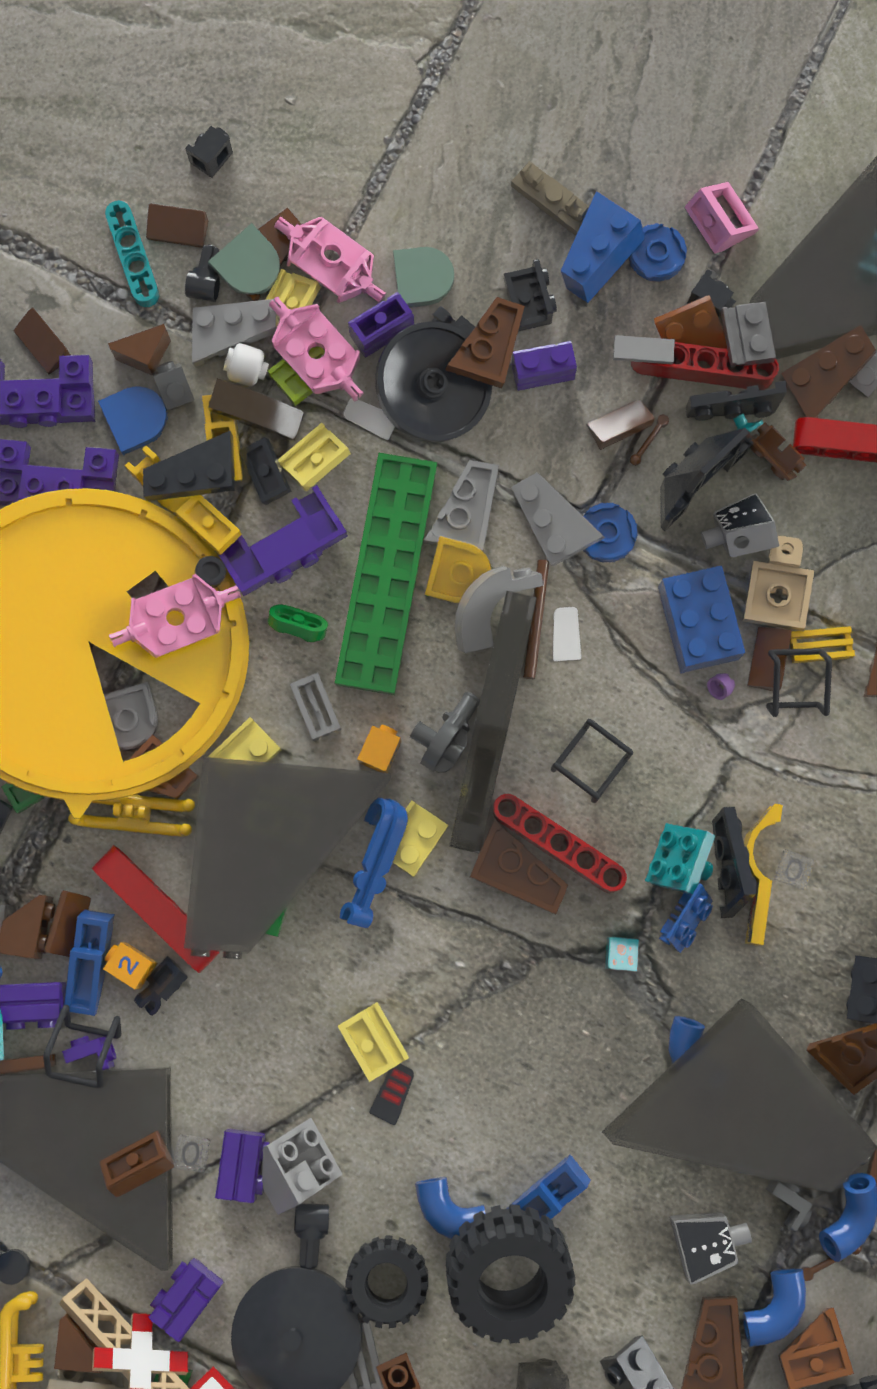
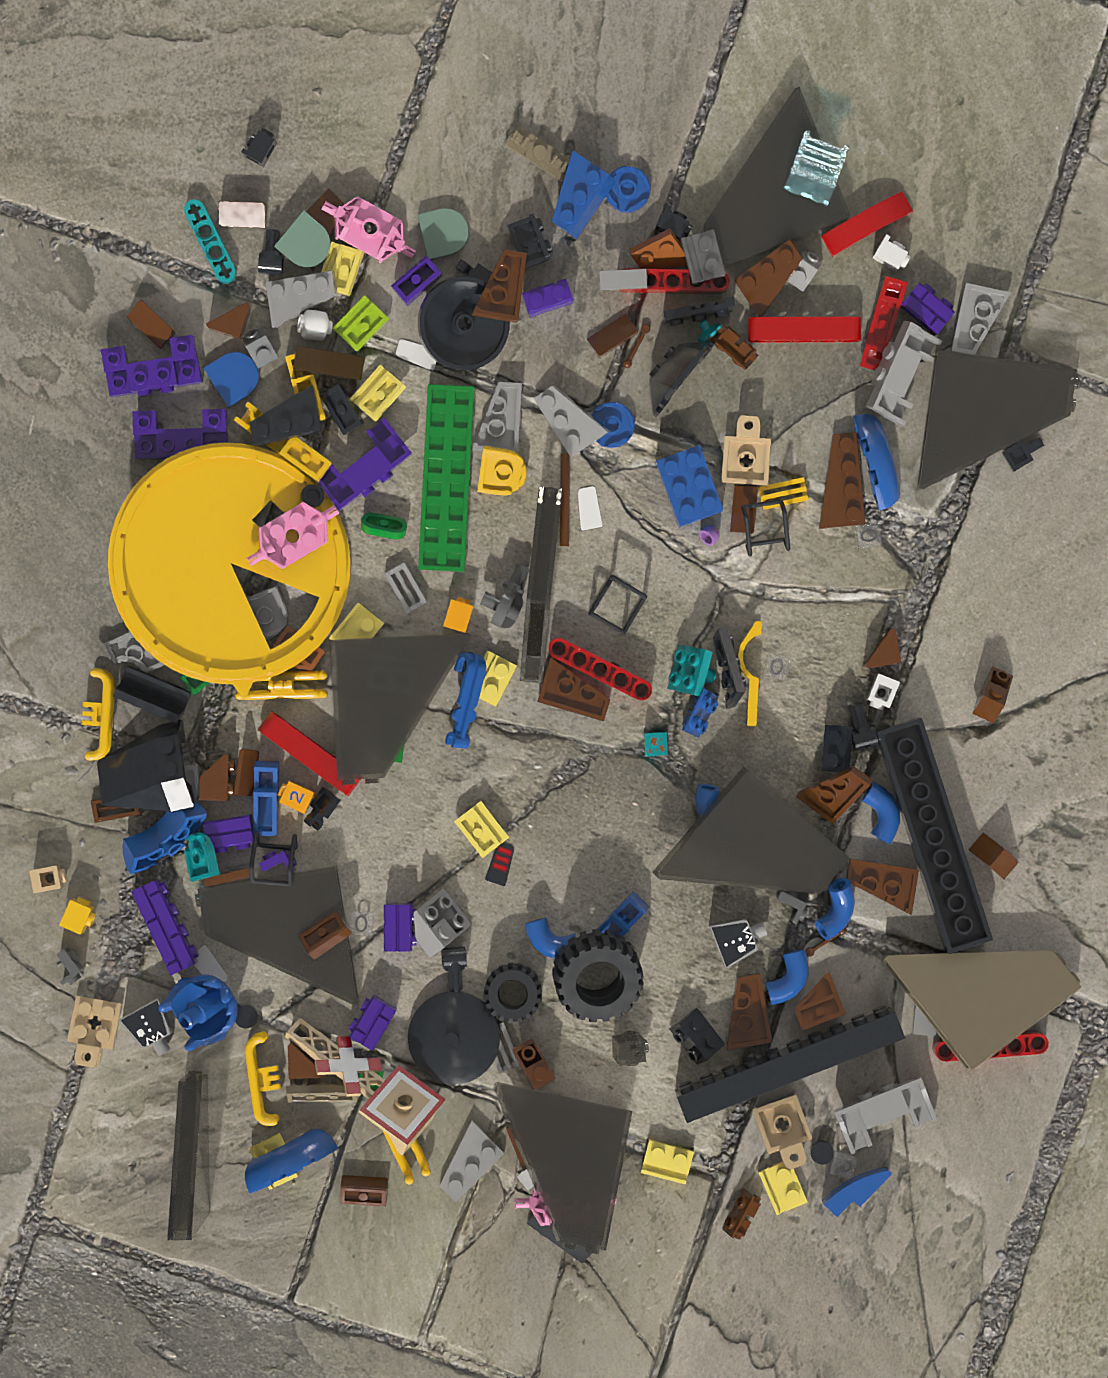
camera: 10 degrees left, 10 degrees up
(307, 328) = (355, 295): bright pink plate -> none
(479, 600) = (520, 492): light grey arch -> none
(713, 220) = (668, 159): bright pink tile -> none
(742, 528) = (713, 412): light grey torso -> none

